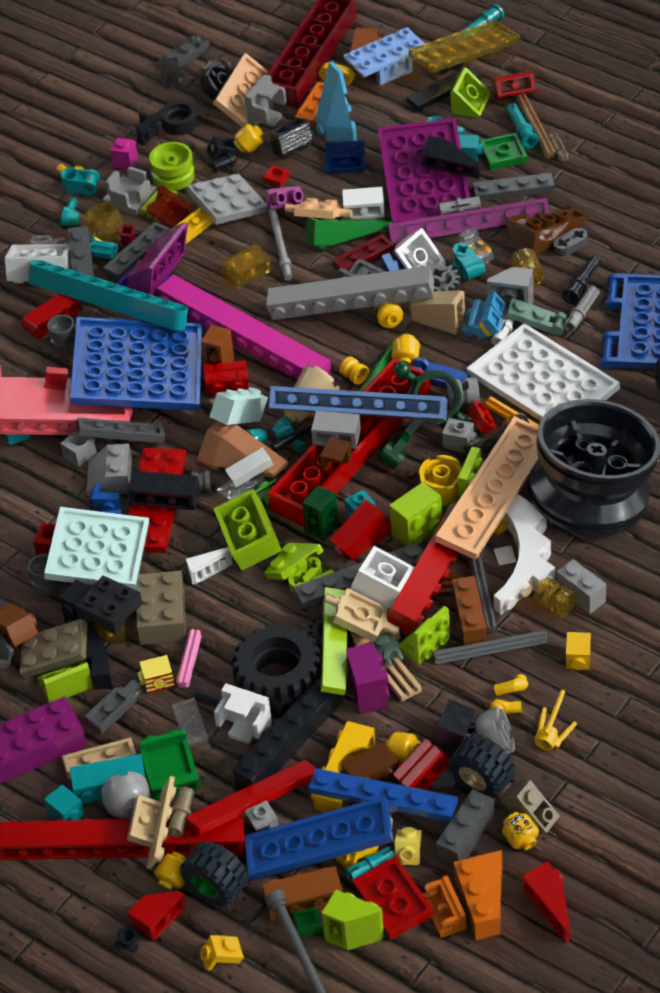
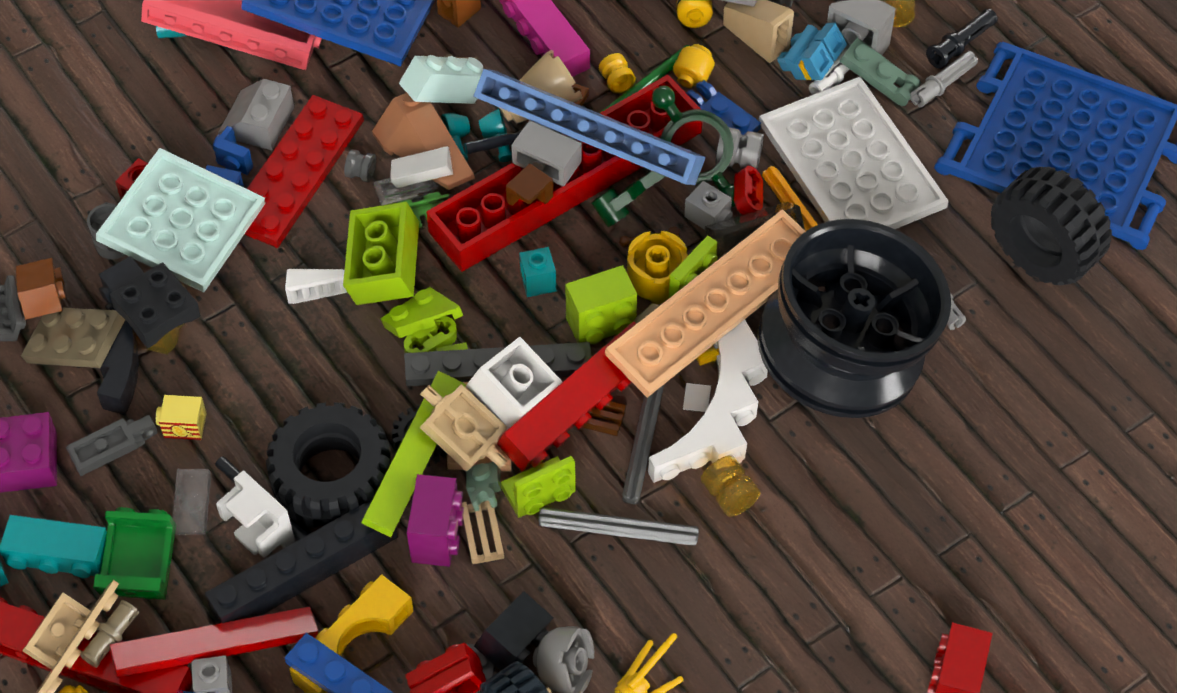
camera: 15 degrees right, 10 degrees up
(66, 681) = (66, 387): lime slope -> none
(78, 449) = (235, 68): light grey brick -> none
(100, 753) = (63, 507): tan tile -> none
(120, 430) = (291, 63): dark grey plate -> none
(121, 791) = (53, 576): light grey cylinder -> none
(162, 608) = (229, 325): dark tan brick -> none
(163, 490) = (303, 164): black brick -> none
(188, 658) = (234, 407): bright pink axle -> none
(225, 377) = (455, 32): red brick -> none
(320, 513) = (483, 260): dark green brick -> none
(361, 531) = (524, 303): red slope -> none
(374, 764) = (385, 650): reddish brown brick -> none
(402, 745) = (437, 633): yellow head -> none
(469, 610) = (610, 466): dark orange brick -> none
(508, 707) = (599, 623): yellow arm -> none
(518, 684) = (617, 595): yellow arm -> none
(578, 650) = (728, 575): yellow brick -> none
(589, 588) = (771, 474): light grey brick -> none

